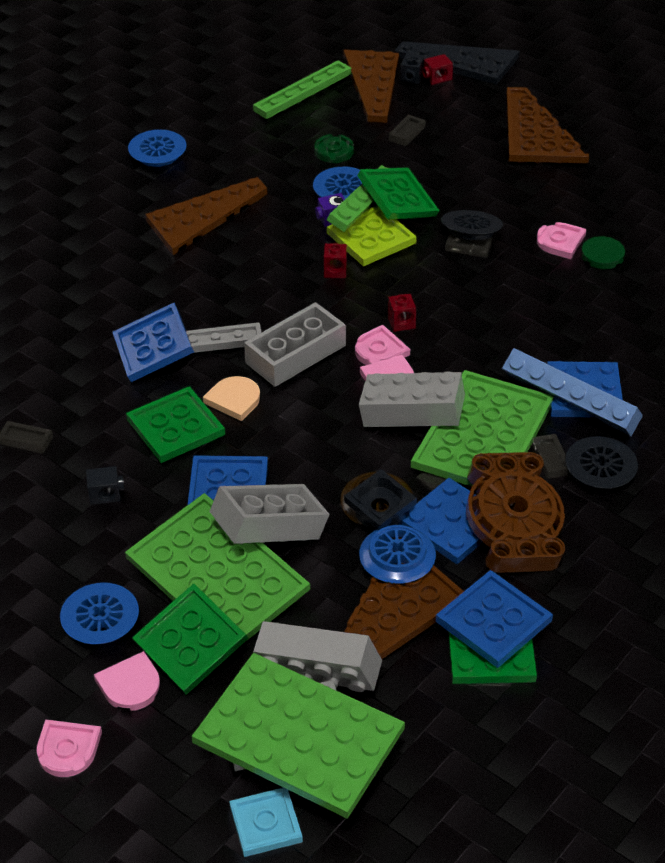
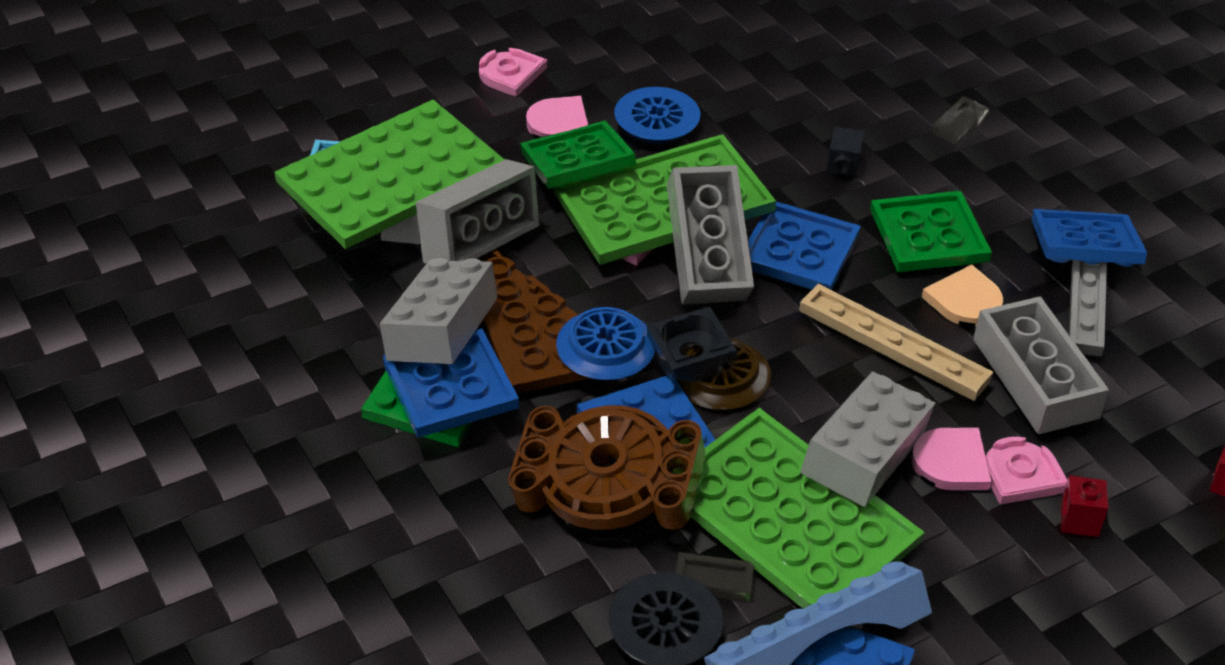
camera: 110 degrees right, 0 degrees up
(301, 420) = (896, 342): none -> tan plate
(442, 634) = (439, 311): none -> light grey brick

